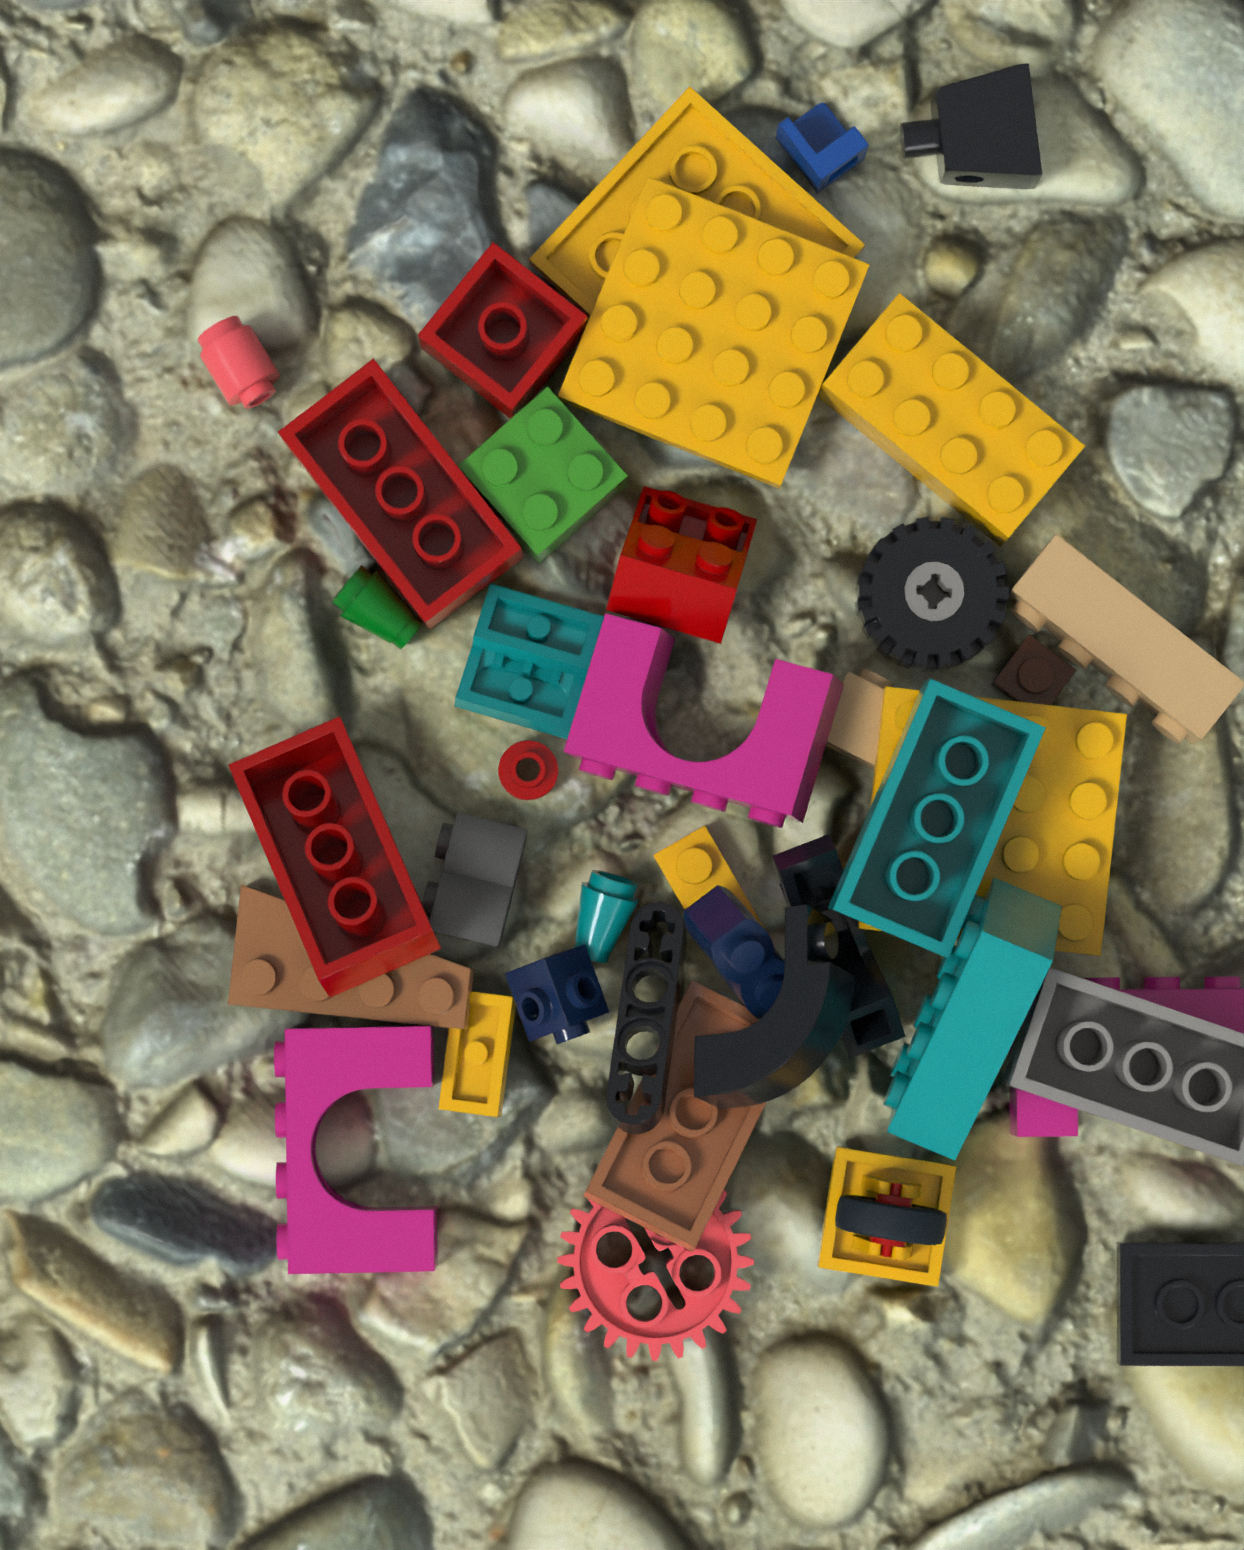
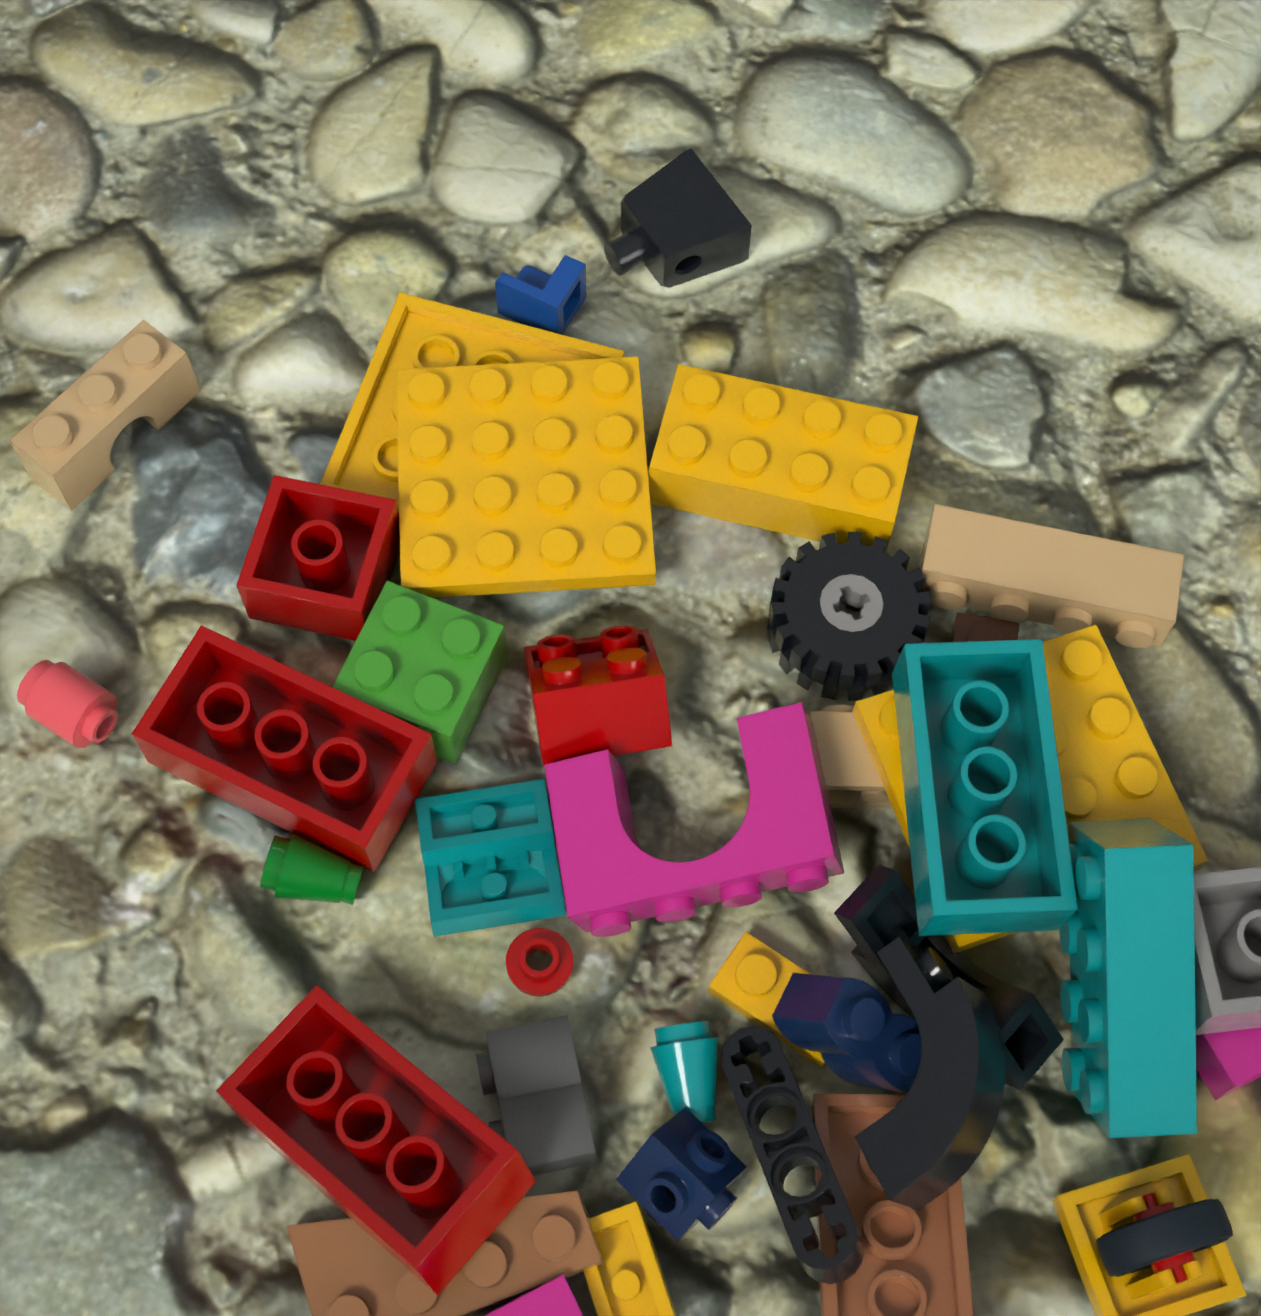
camera: 25 degrees left, 20 degrees down
(404, 77) = (72, 438): none -> tan arch

